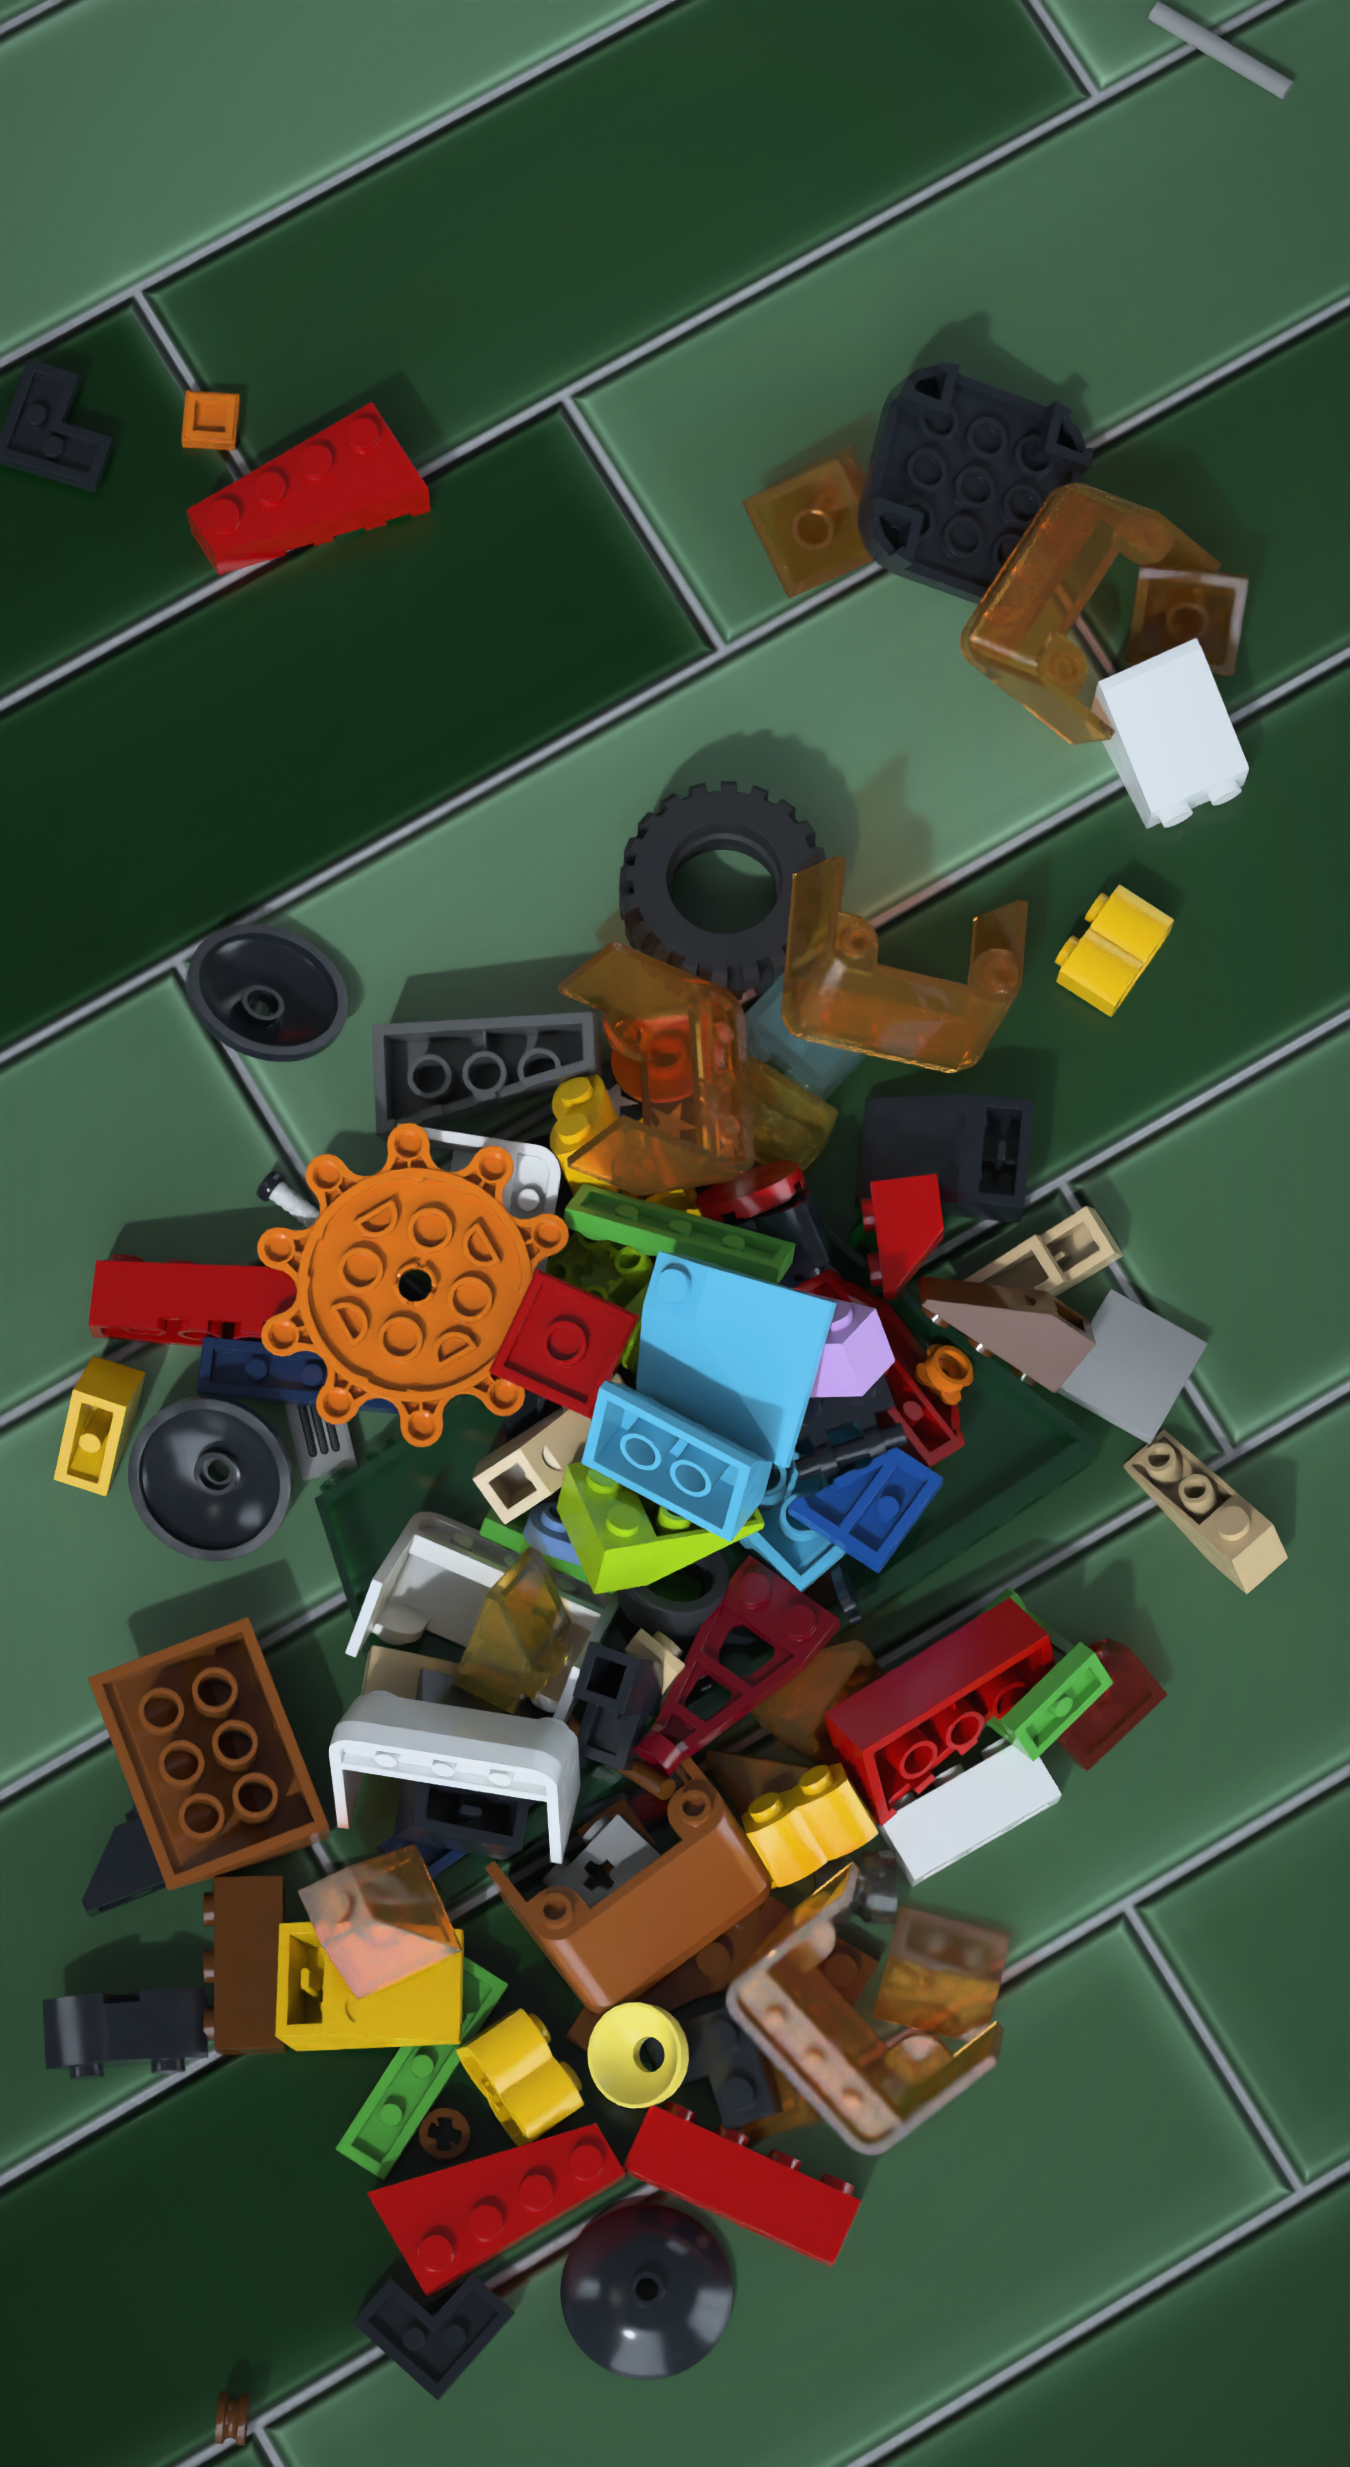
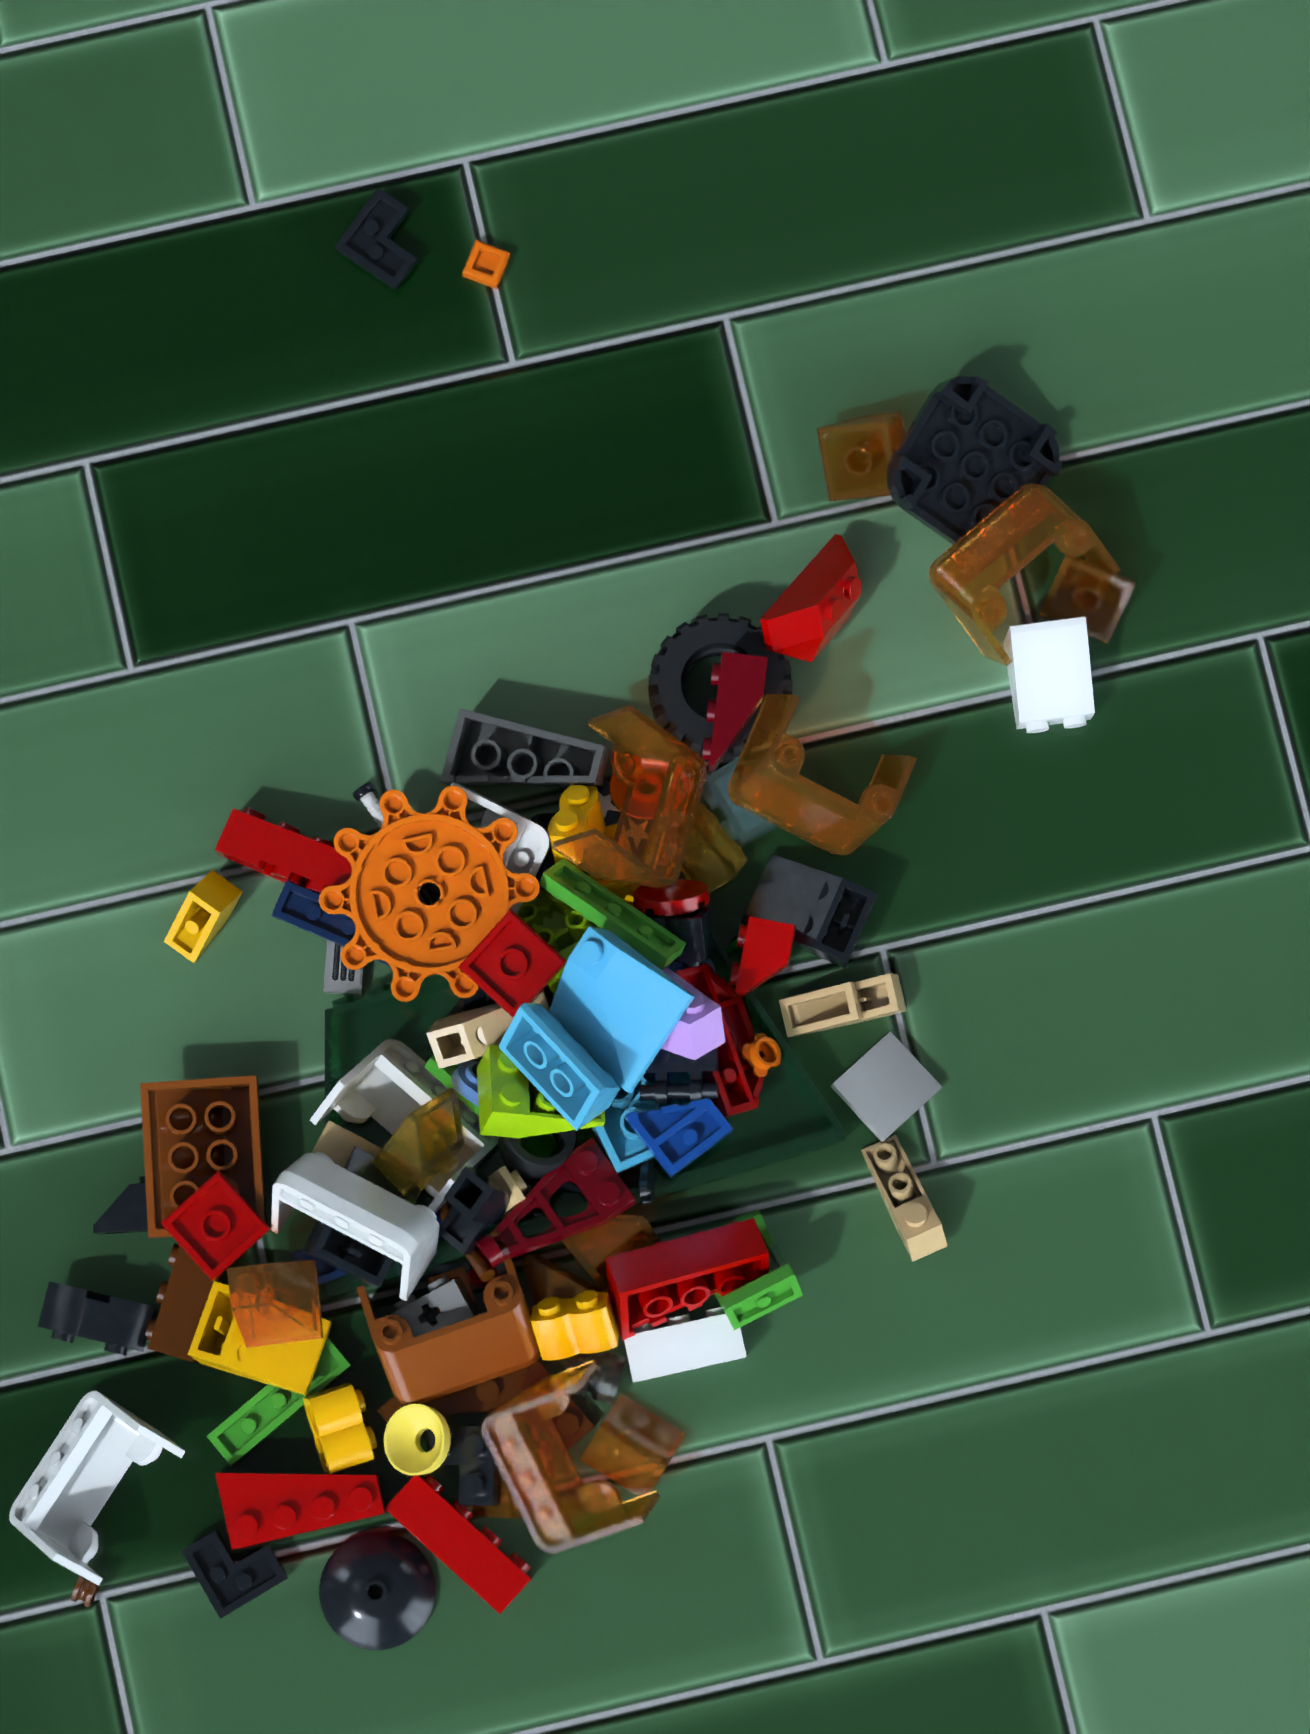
camera: 20 degrees right, 5 degrees up
(174, 2259) = (79, 1478): none -> white windscreen
(192, 1503) = (245, 982): black dish -> none
(258, 1843) = (215, 1226): none -> red tile
(267, 993) = (410, 653): black dish -> none
(315, 491) = (535, 336): red wedge -> none
(430, 2144) = (291, 1444): reddish brown bush -> none
(756, 884) = (739, 695): none -> dark red slope
(818, 735) = (814, 604): none -> red wedge
(1020, 1325) = (819, 1039): slope -> none
(1113, 950) = (966, 805): yellow brick -> none
(1116, 1710) = (804, 1311): clear red bracket -> none
(1220, 50) = (1240, 212): light grey bar -> none

